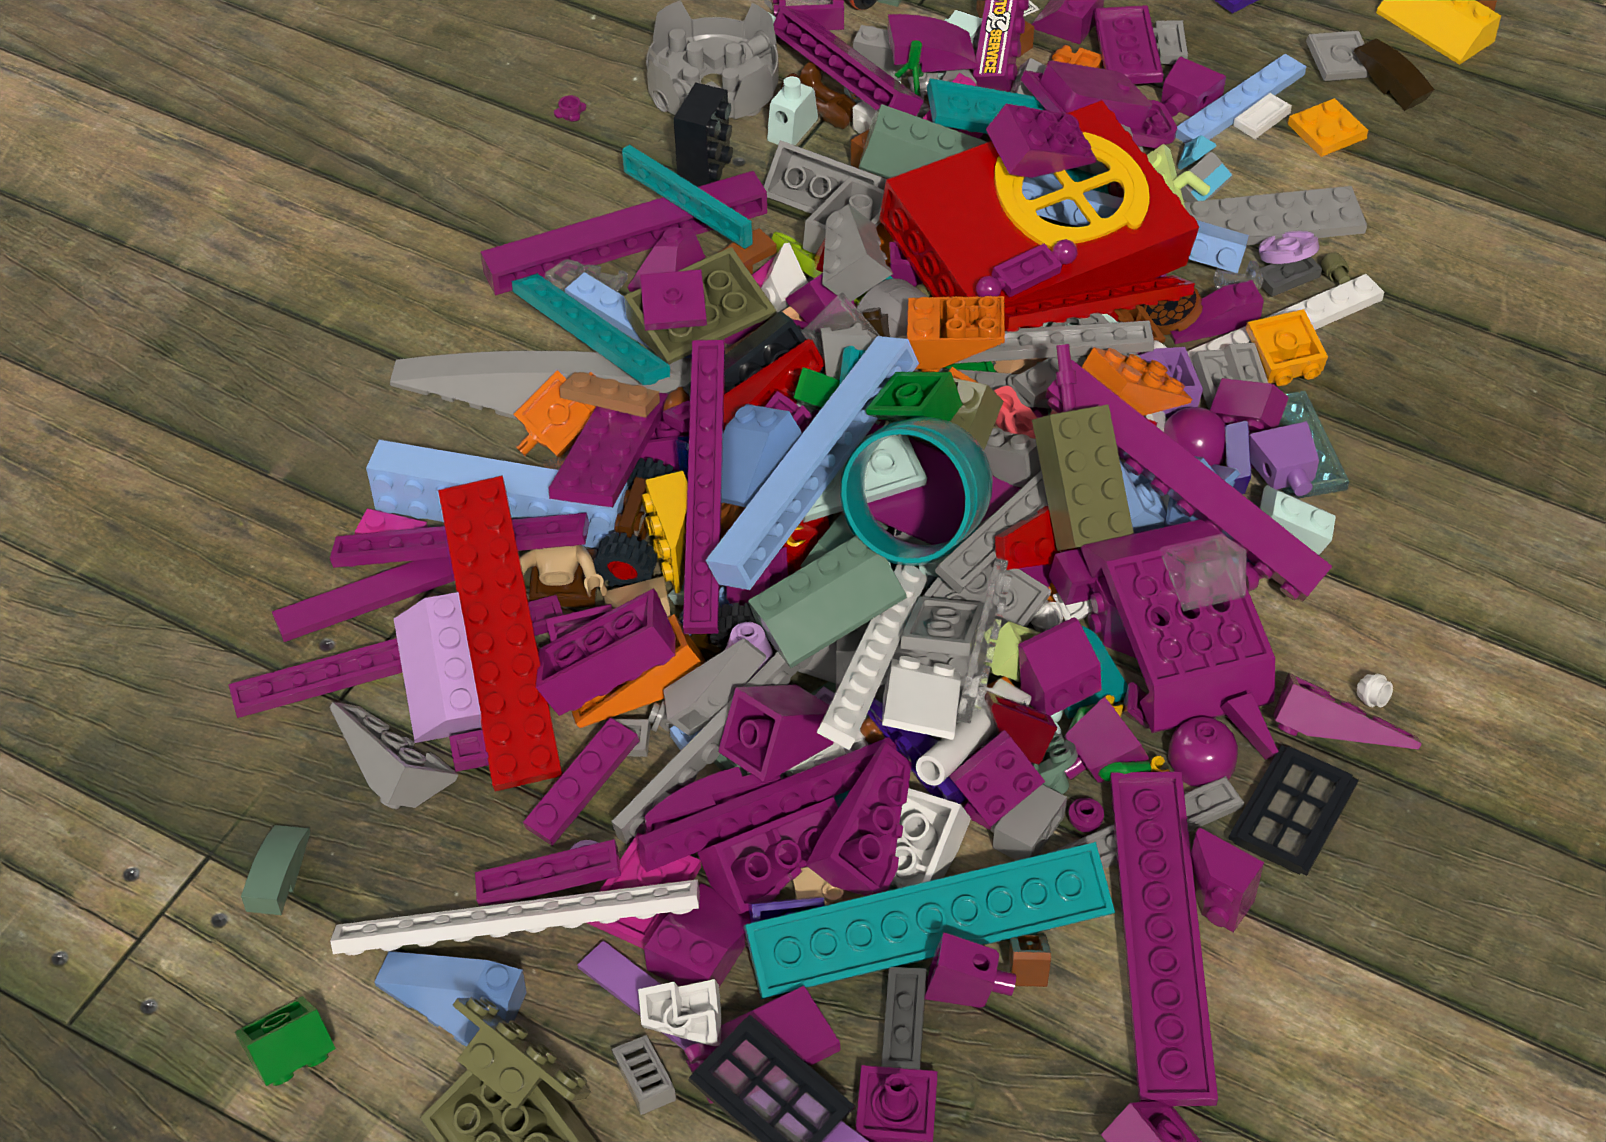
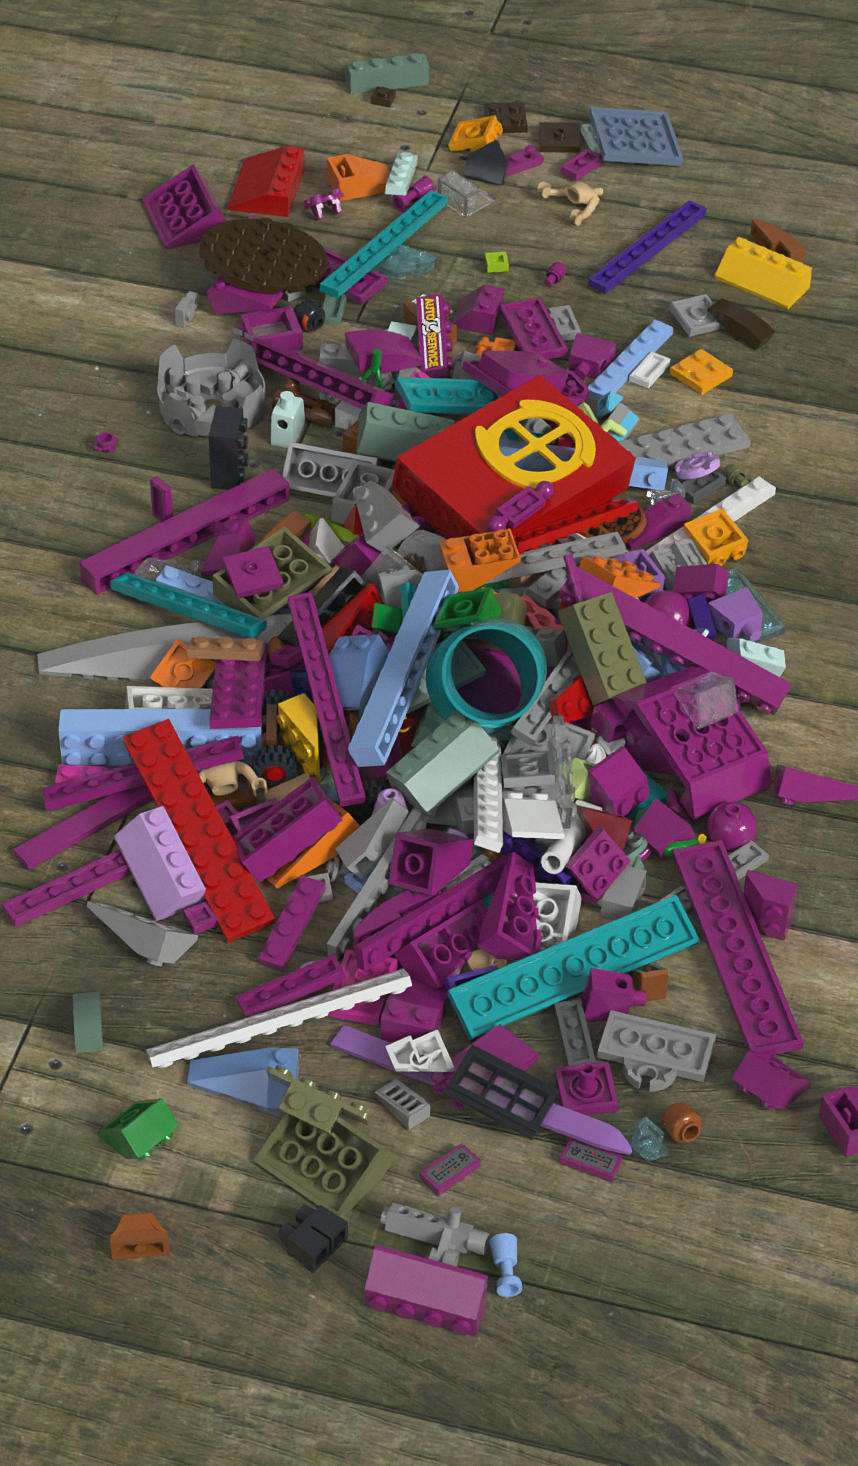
camera: 15 degrees left, 5 degrees down
(518, 446) = (167, 698): none -> white wedge
(604, 187) = (161, 499): none -> magenta tile
(687, 196) = (231, 495): teal tile -> none
(1009, 1066) = (655, 1050): none -> light grey plate
(1038, 141) = (504, 411): magenta slope -> none
(1085, 822) = (661, 882): magenta plate -> none
(1249, 720) = (760, 800): magenta piece -> none
(1293, 810) = (806, 852): black piece -> none
(1374, 690) = (840, 765): white plate -> none

